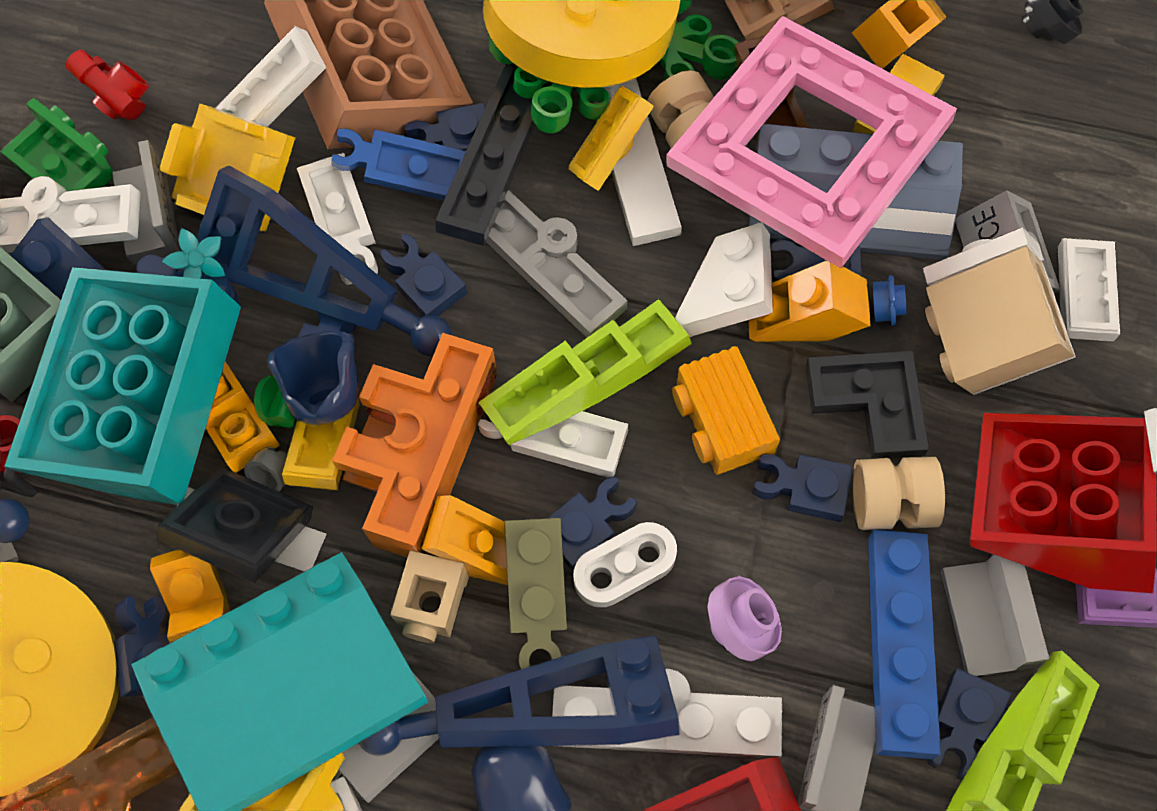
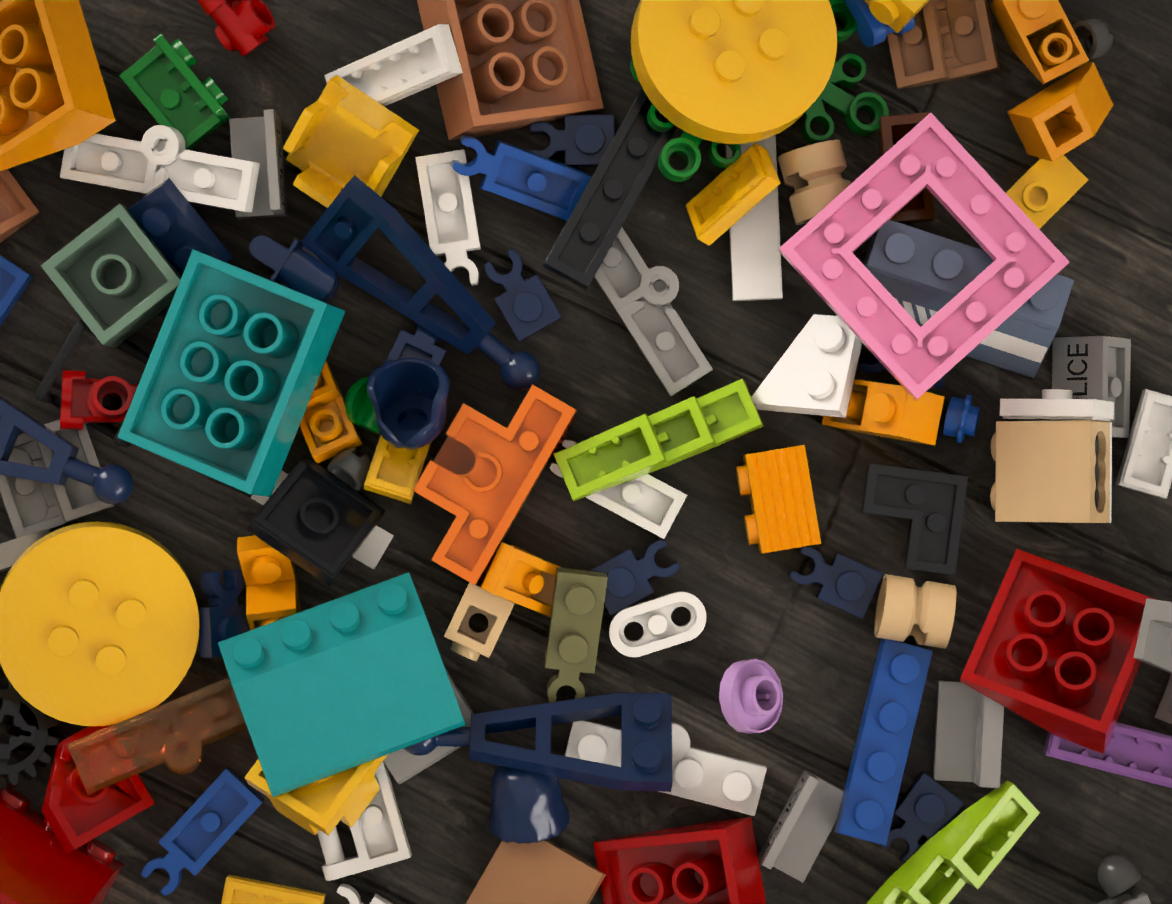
camera: 10 degrees right, 20 degrees up
(196, 256) = (308, 254): teal plant -> none

